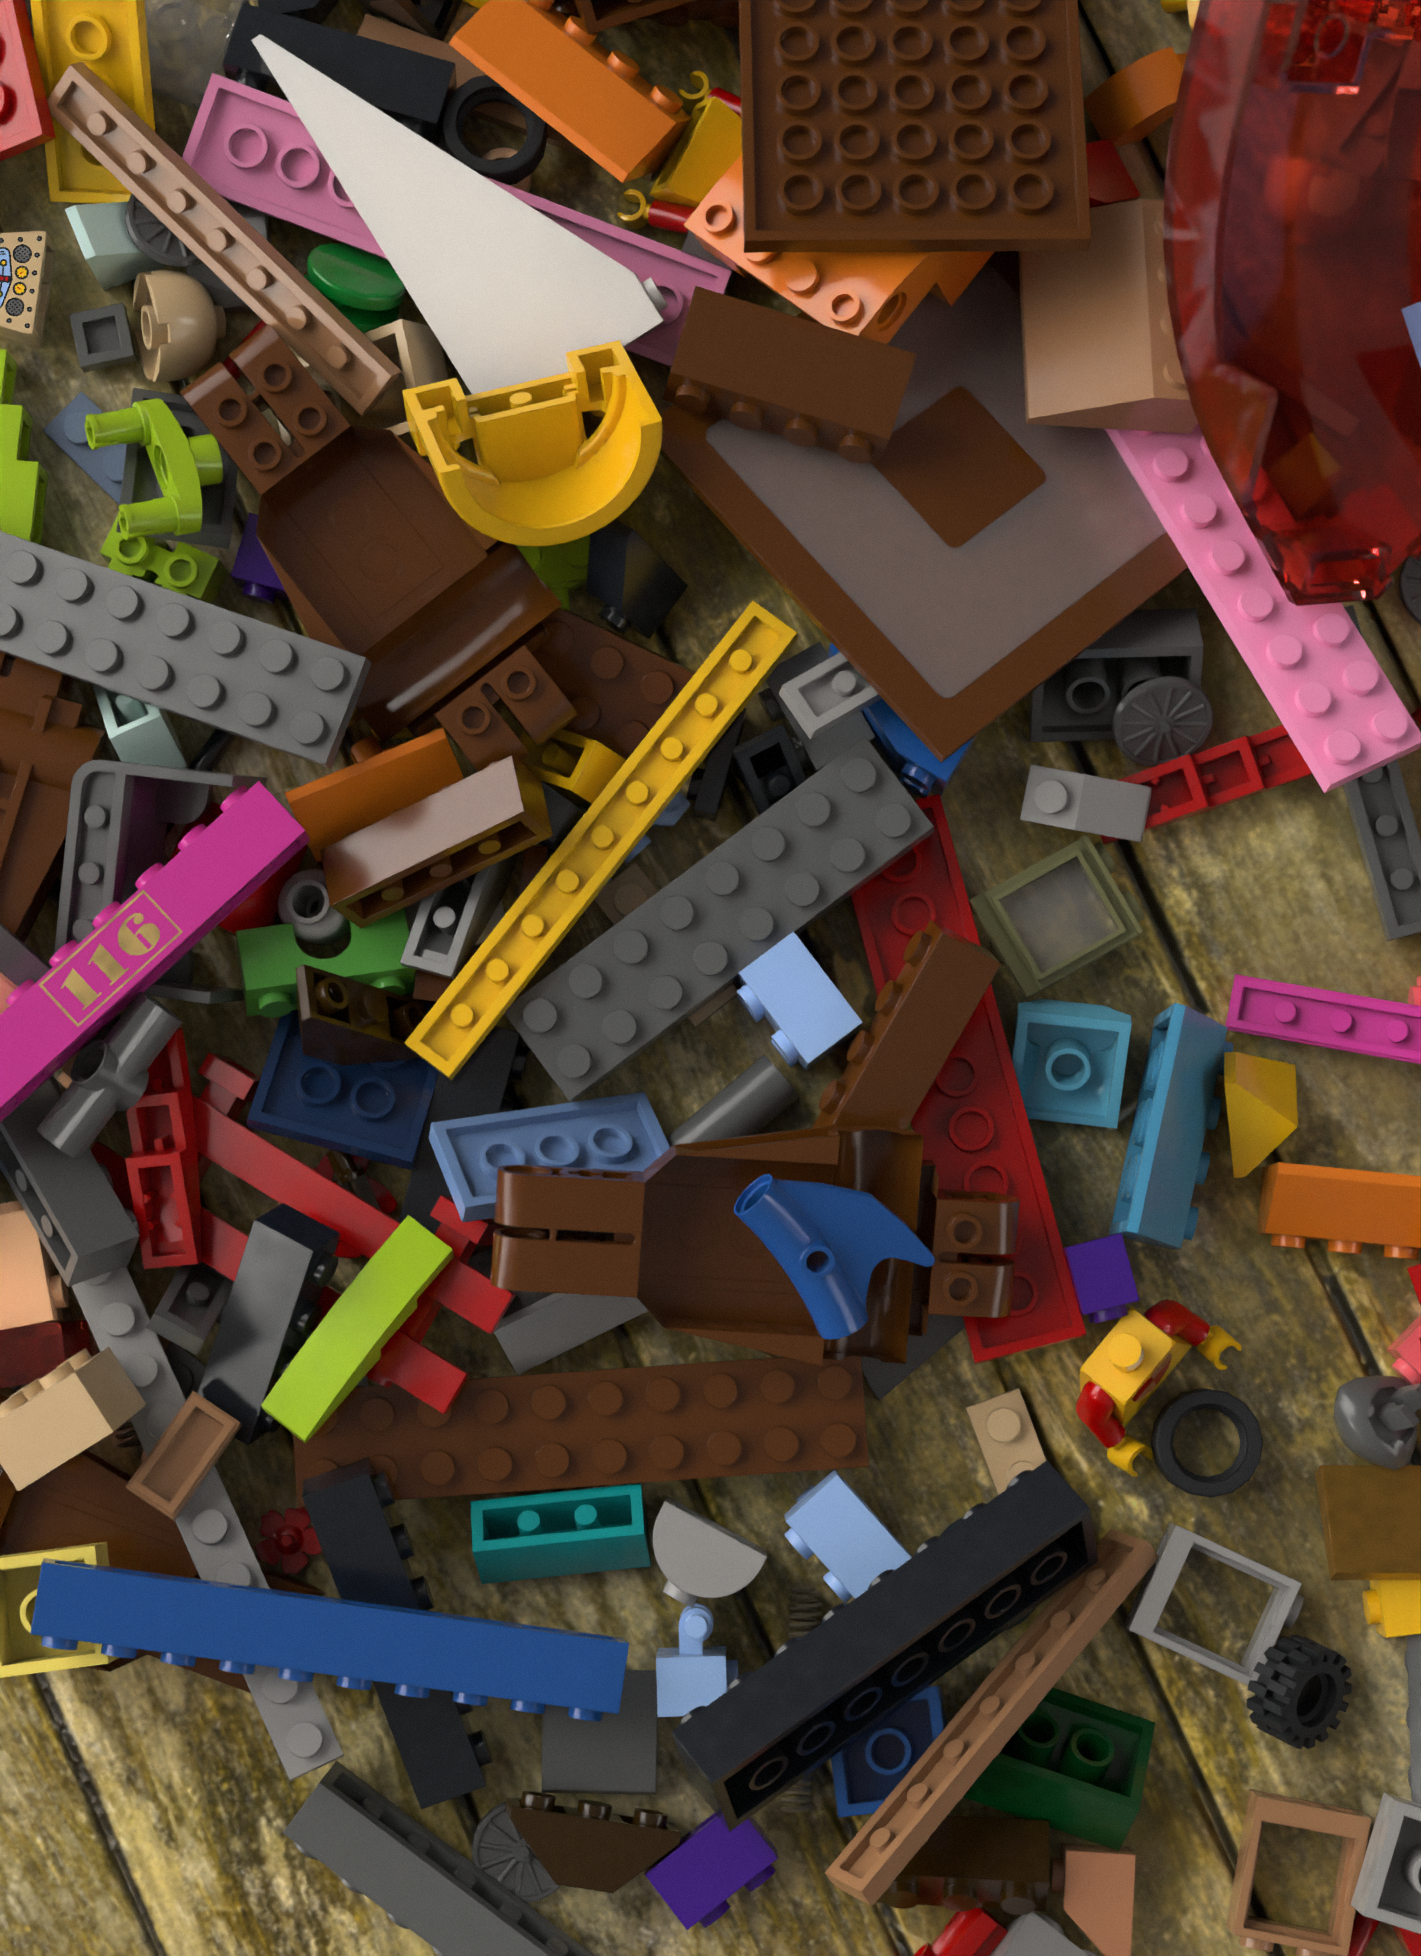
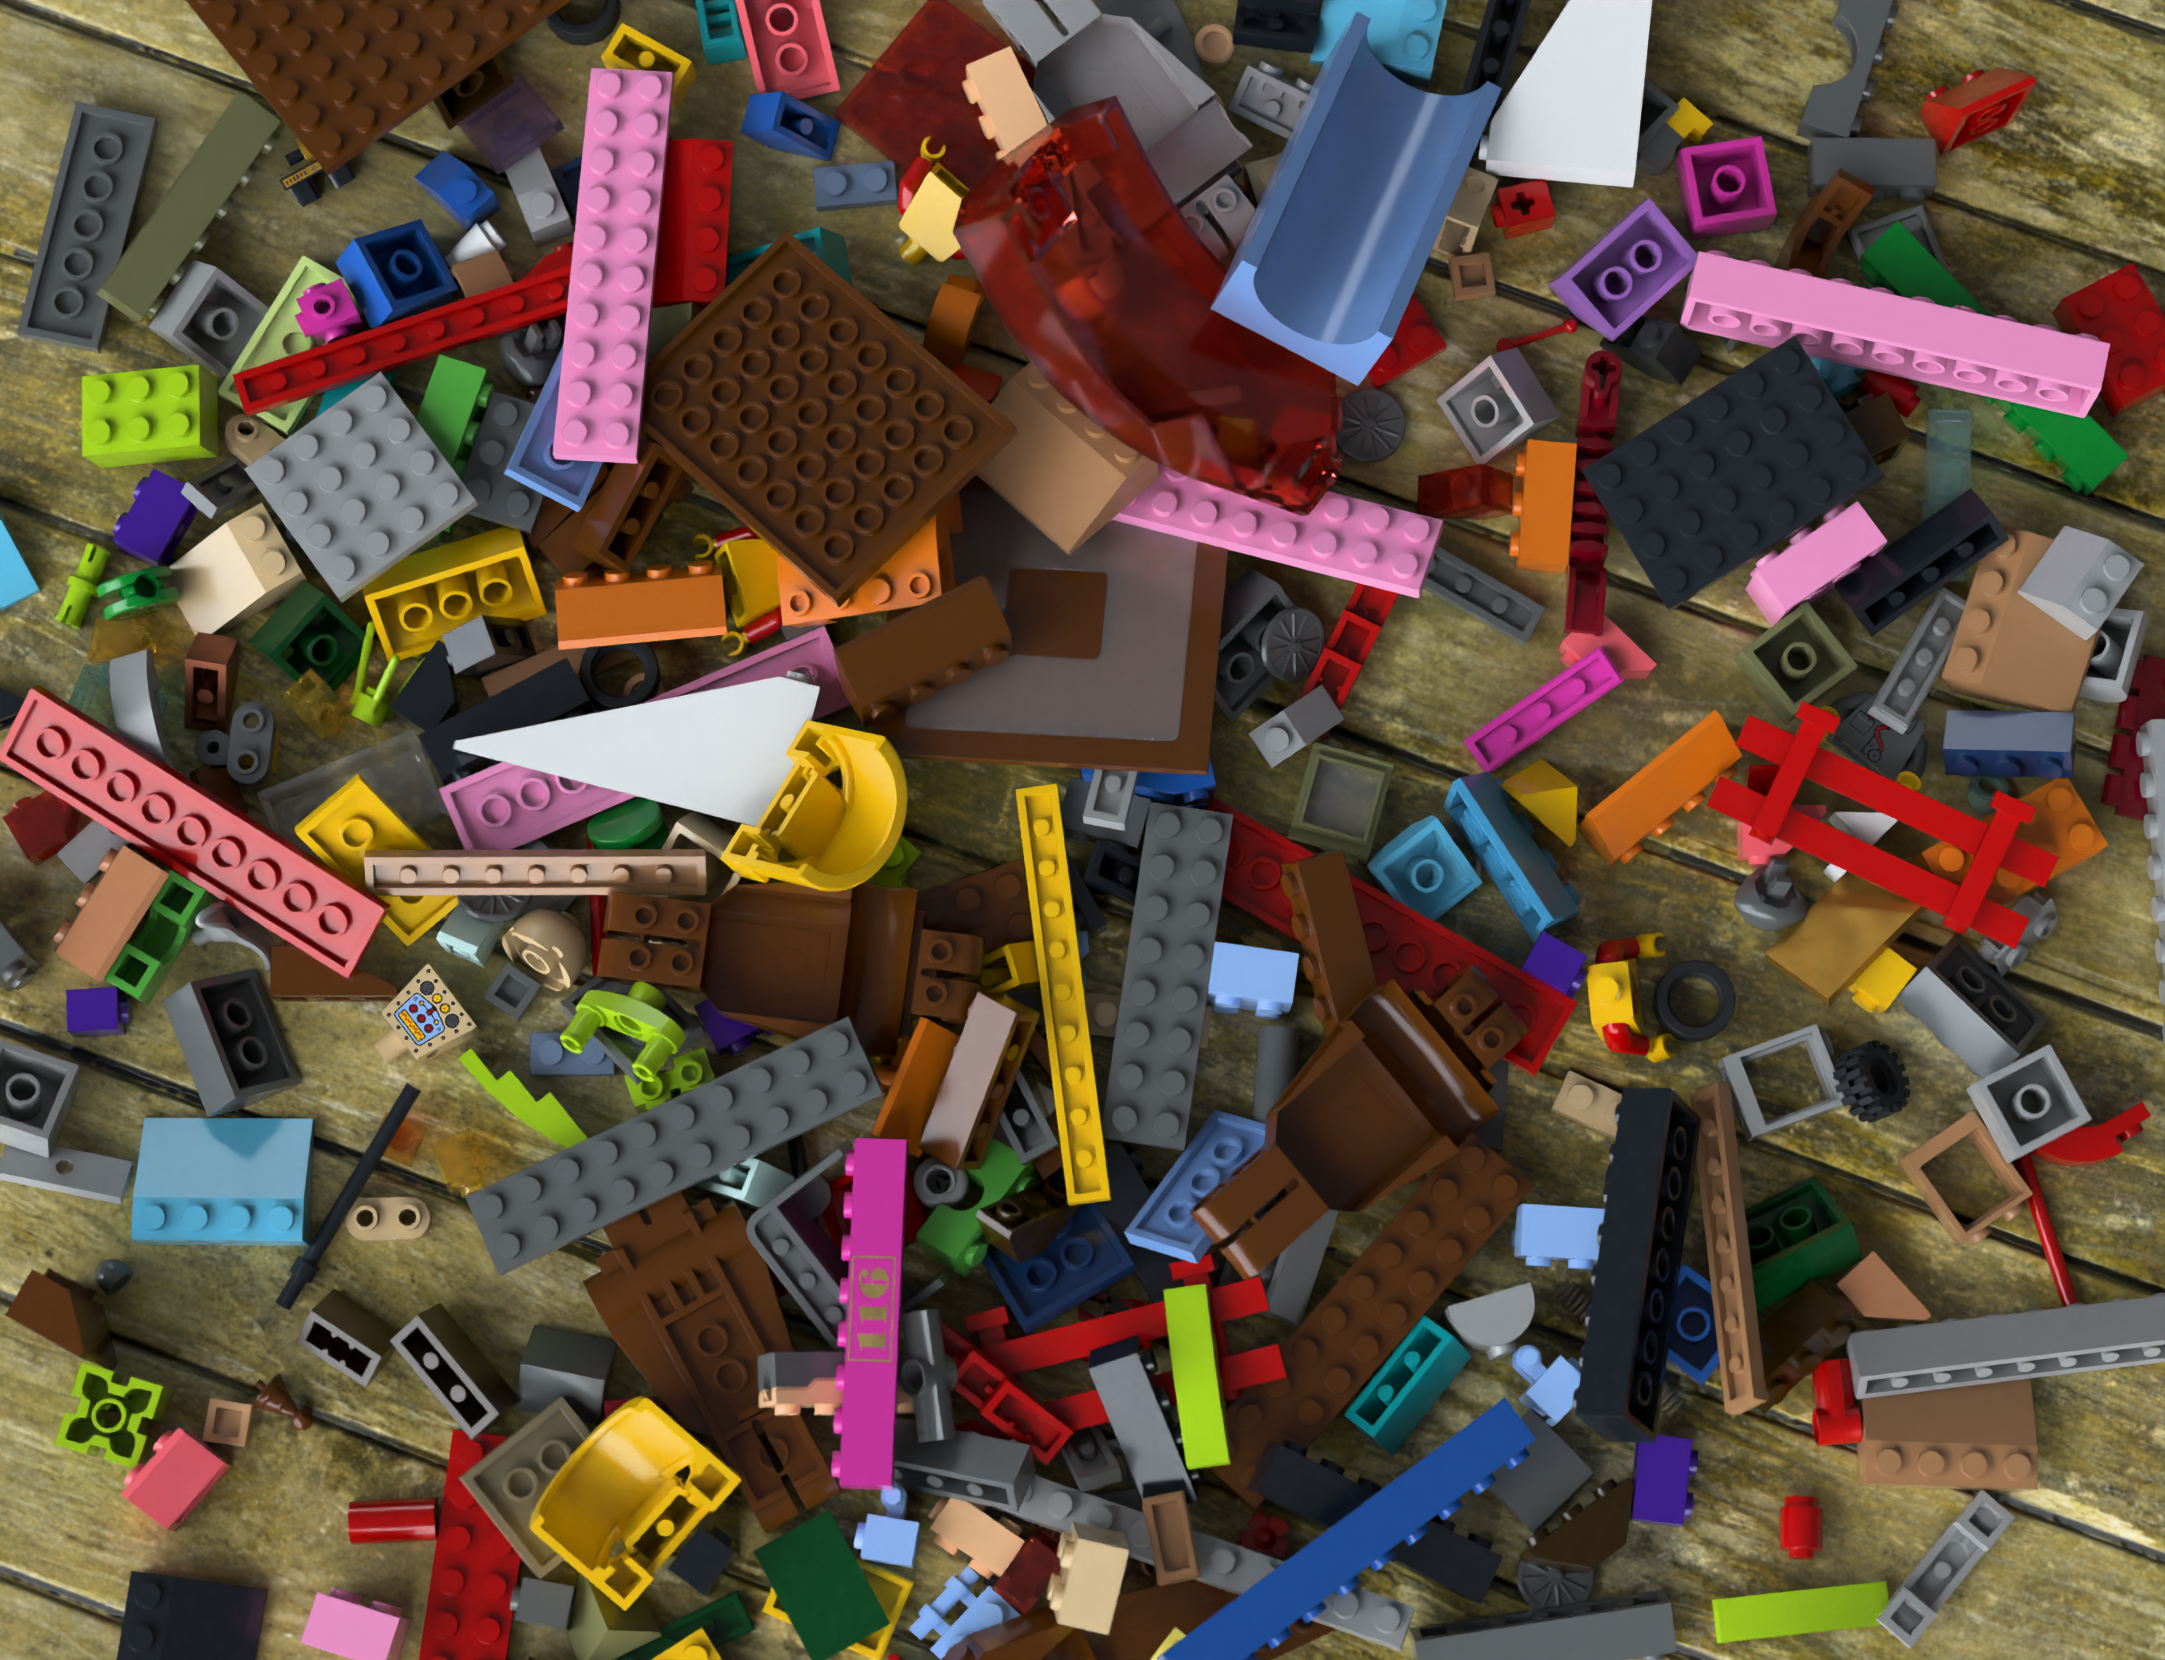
camera: 50 degrees left, 5 degrees down
(630, 580) = (938, 844): black slope -> none
(828, 1244) = (1401, 1082): blue pin -> none

